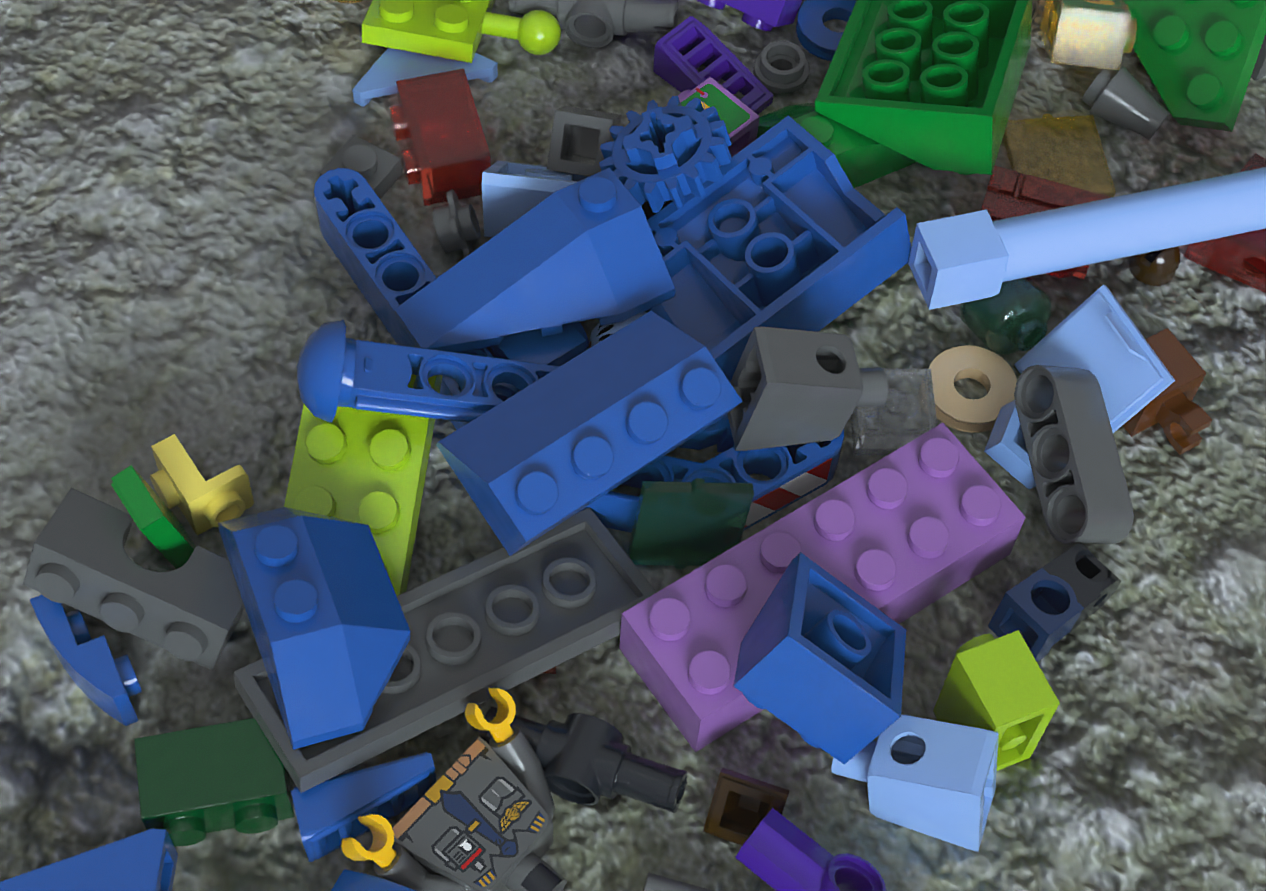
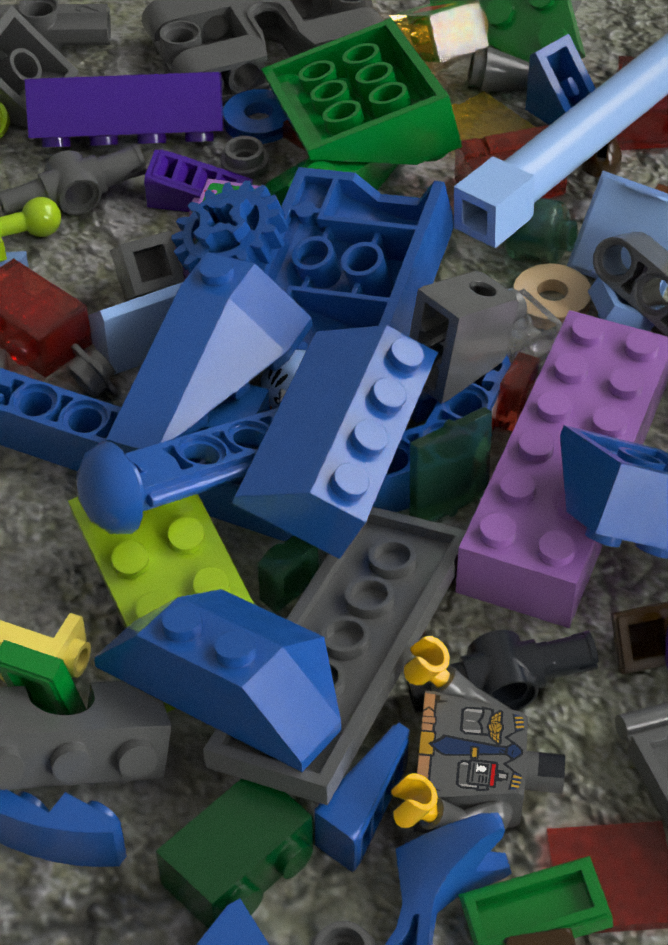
camera: 30 degrees left, 10 degrees down
(464, 536) = (286, 572): none -> clear green plate
(831, 470) = (516, 390): none -> clear red plate
(1168, 145) = (556, 80): none -> blue slope

